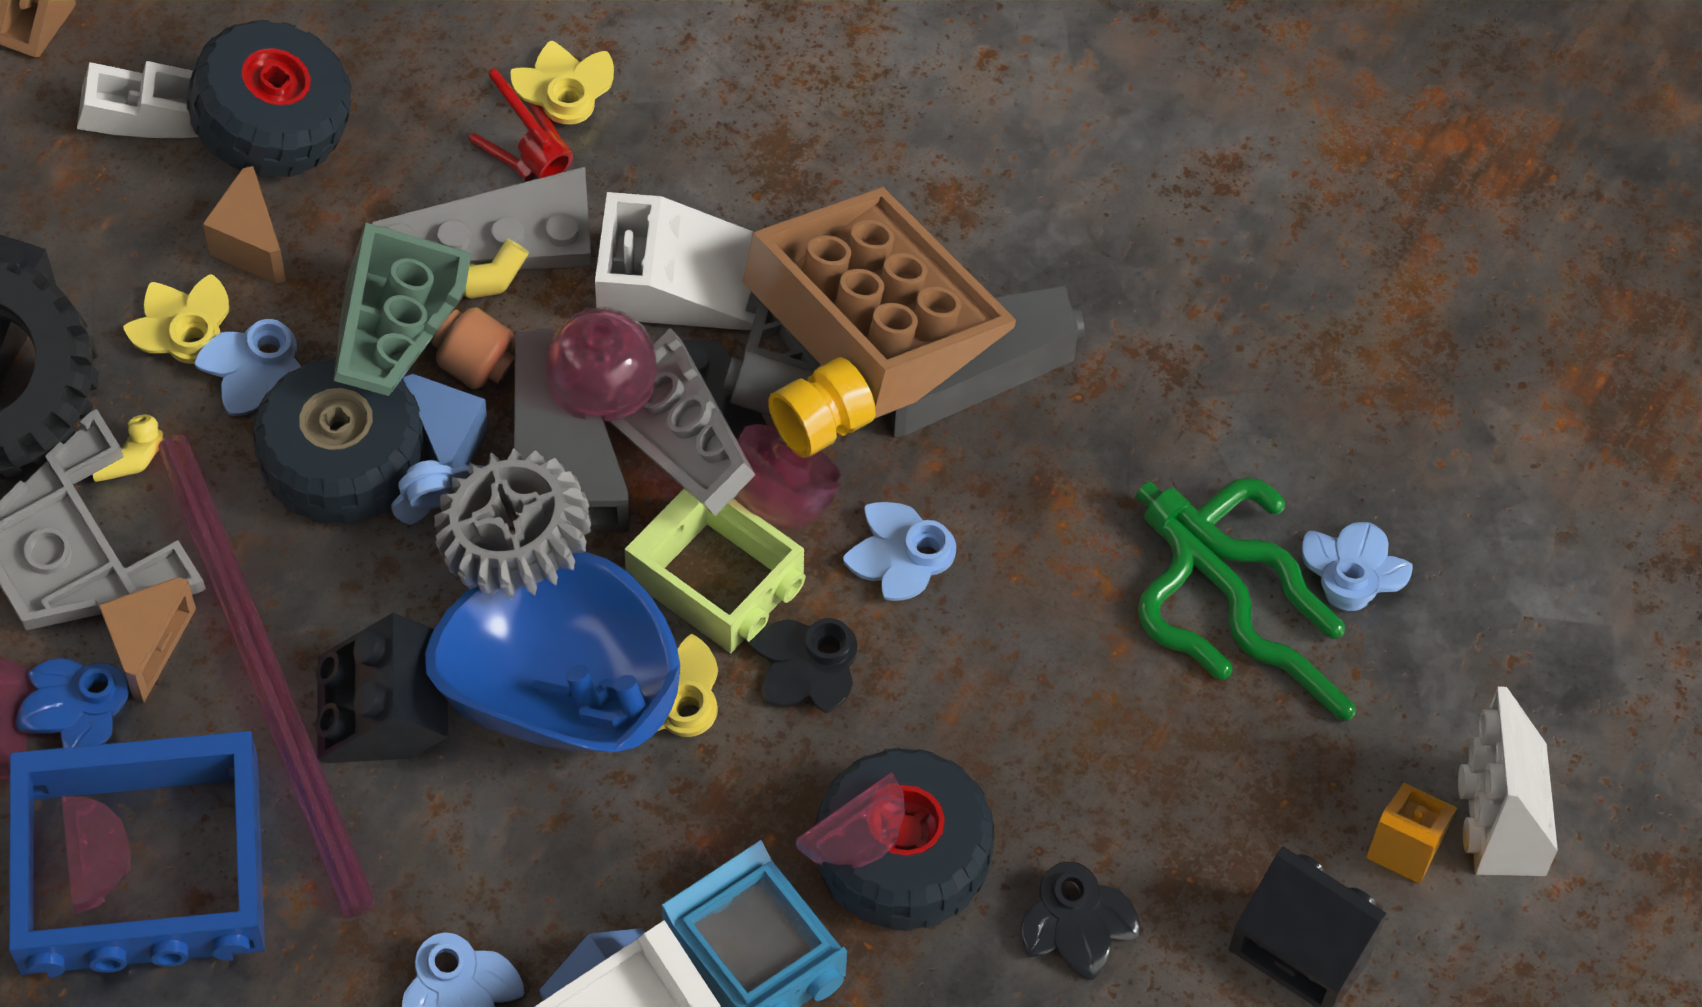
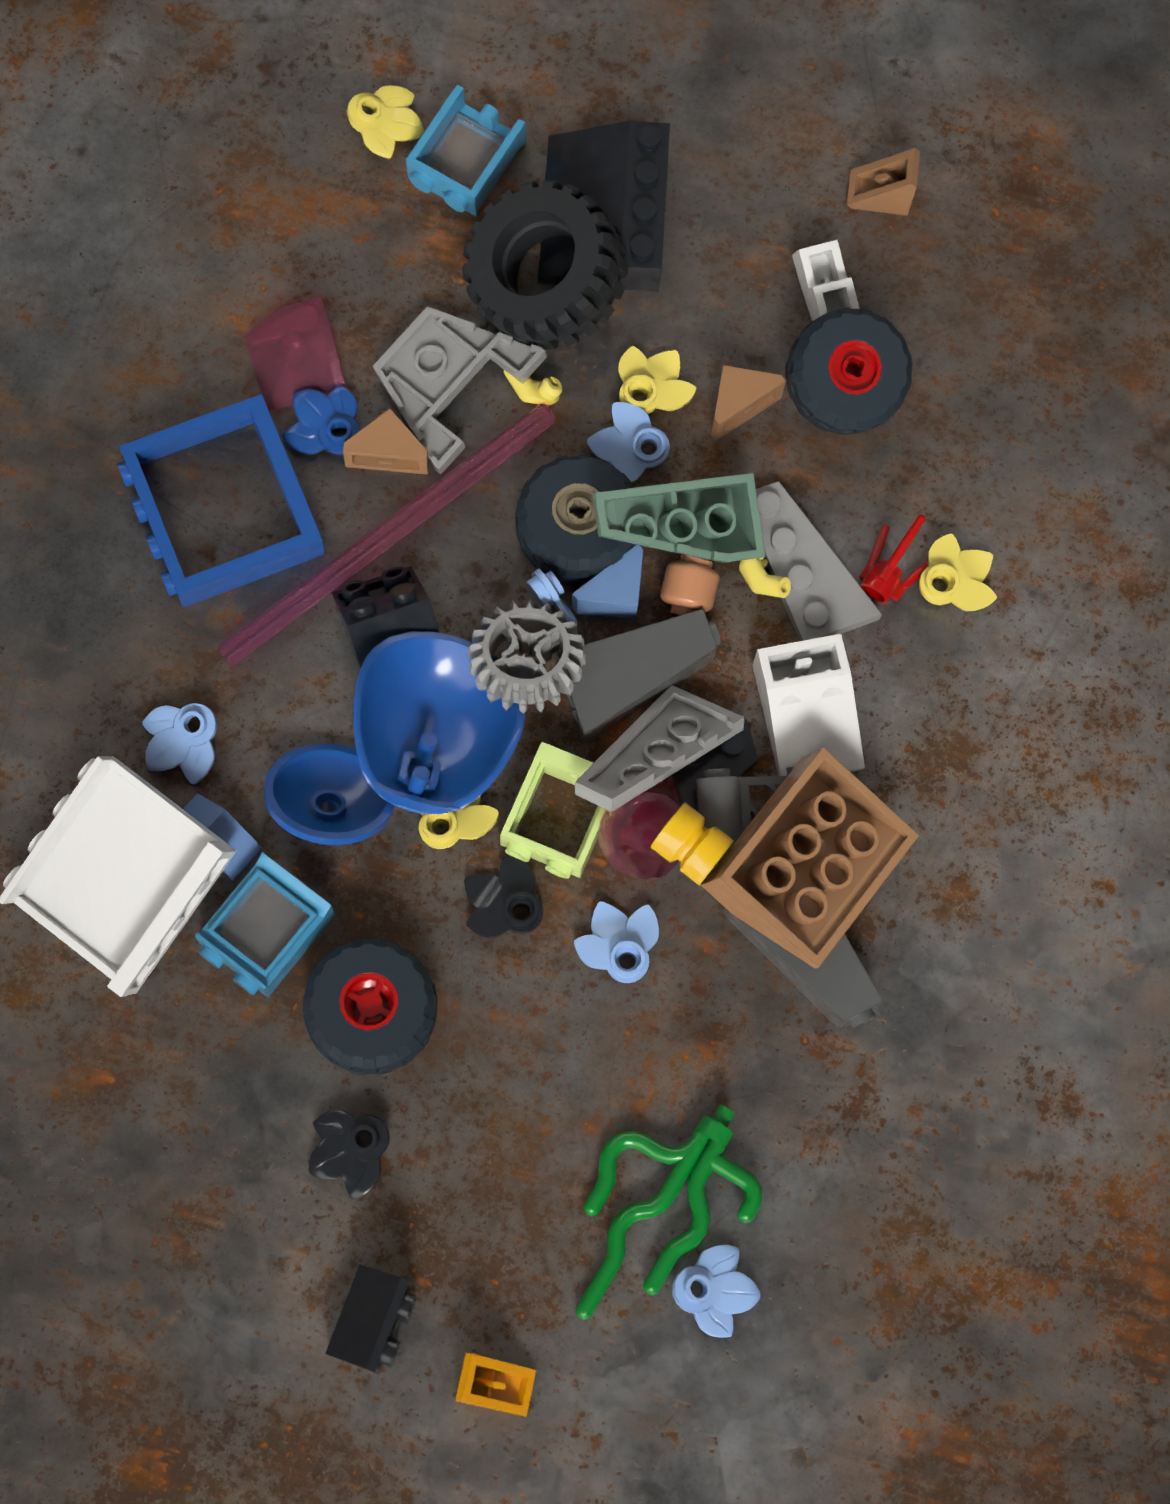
camera: 70 degrees right, 15 degrees up
(95, 851) = (198, 472): clear pink tile -> none
(601, 364) = (686, 676): clear pink cylinder -> none
(607, 813) = (324, 796): none -> blue dish
(860, 829) = (347, 970): clear pink tile -> none
(1508, 794) = (528, 1455): white slope -> none

